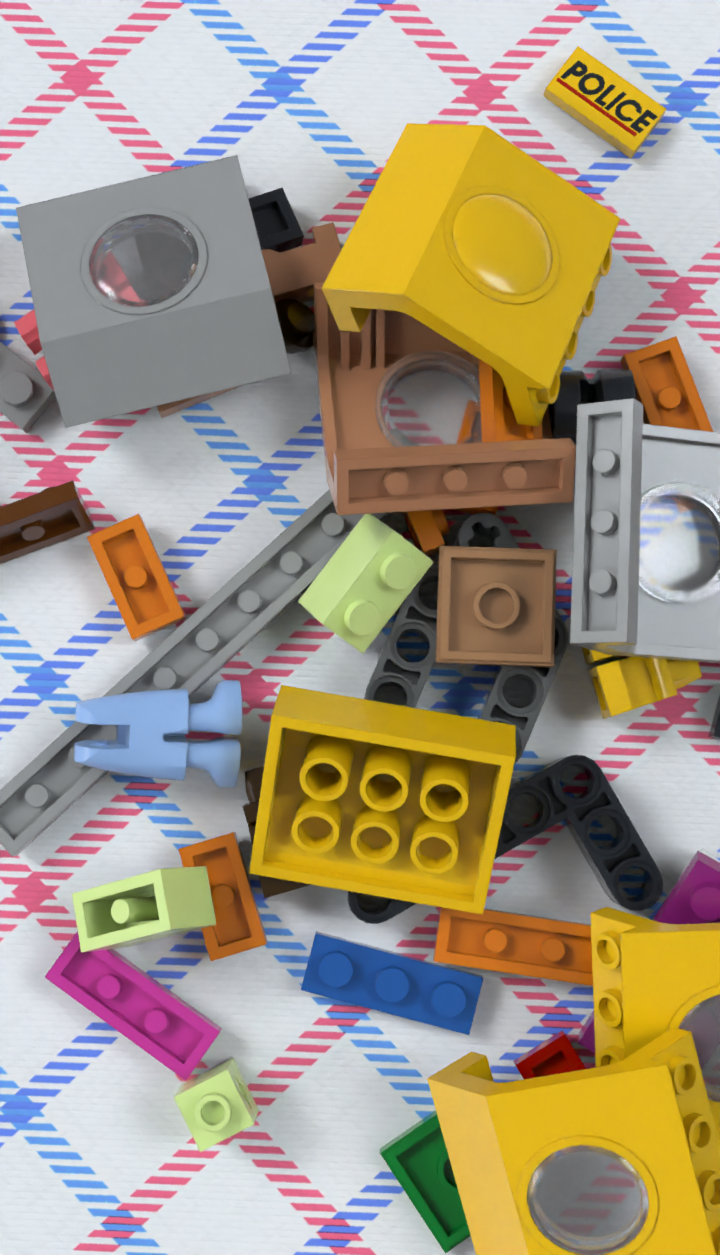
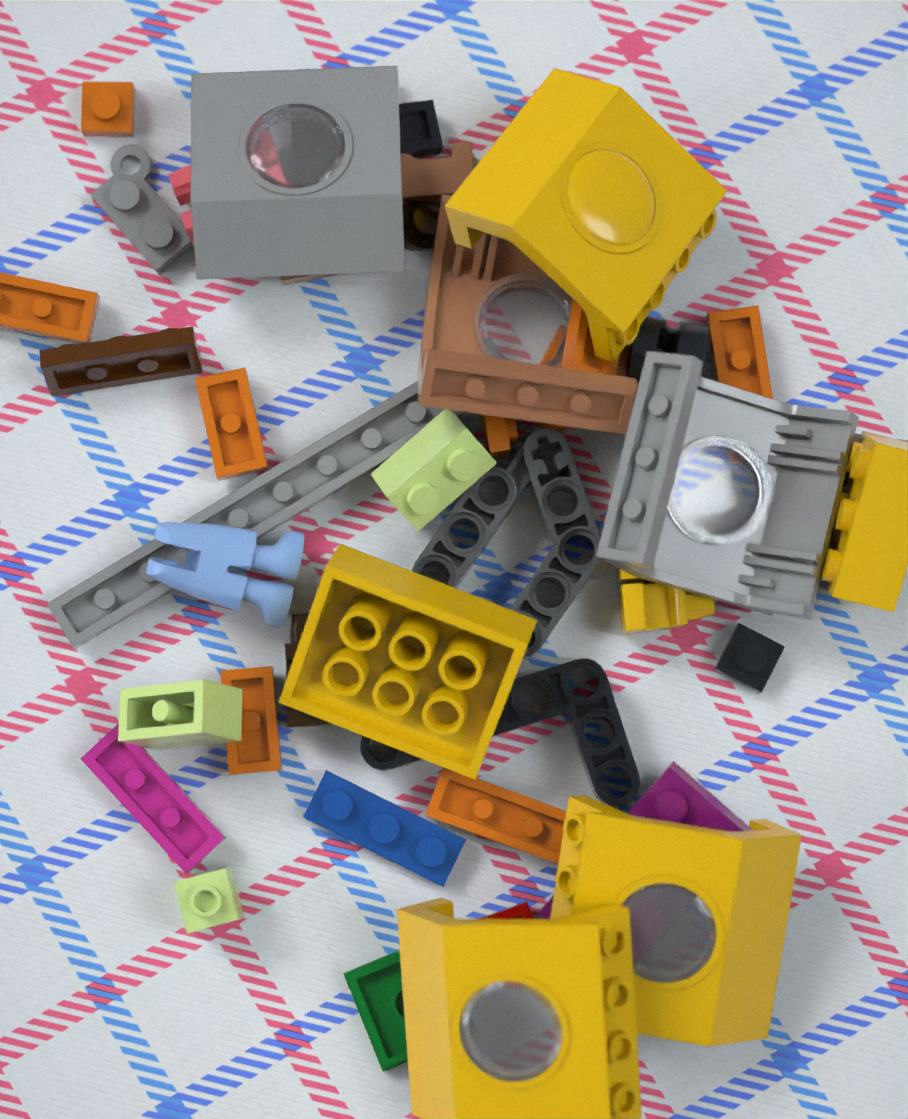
camera: 10 degrees right, 0 degrees up
(496, 606) = (543, 513): medium nougat tile -> none
(604, 102) = (741, 78): yellow tile -> none

